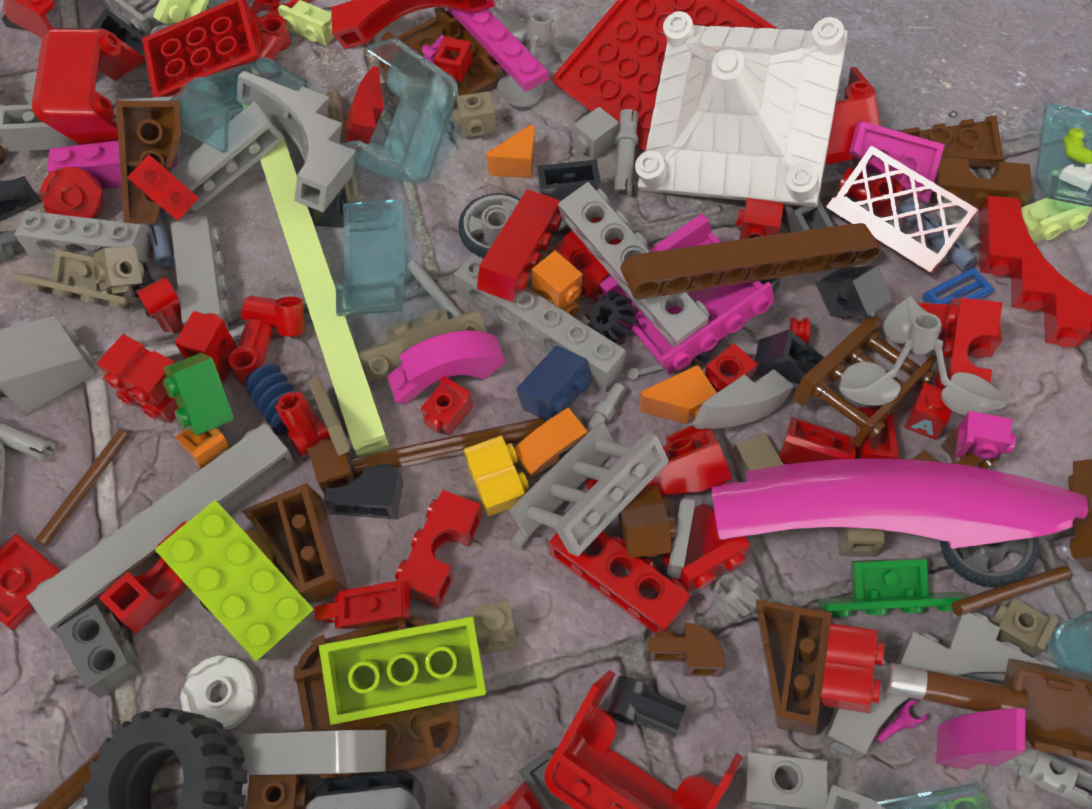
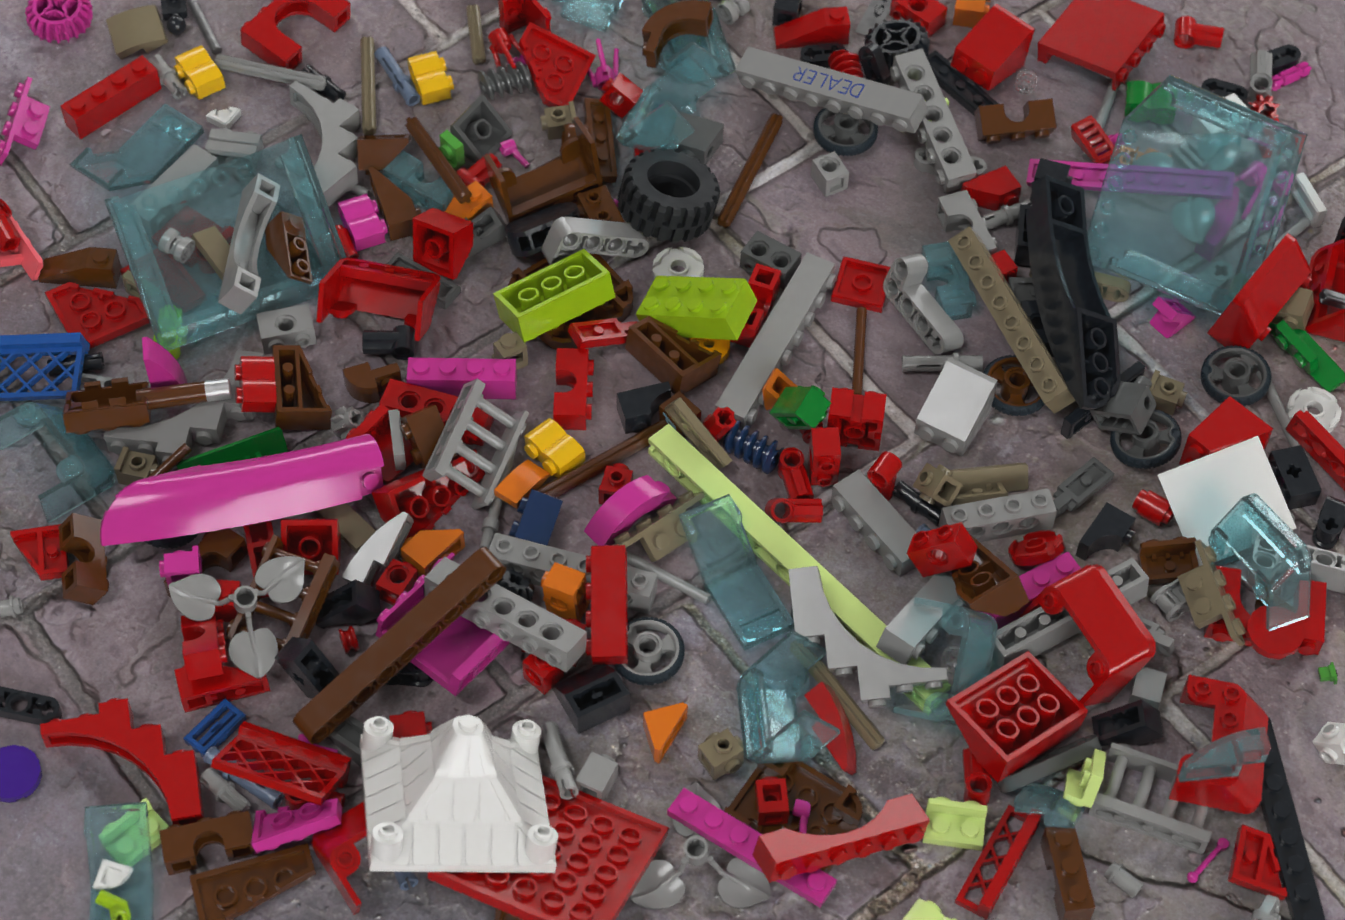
camera: 155 degrees right, 5 degrees down
(570, 609) = (451, 374): none -> dark pink brick

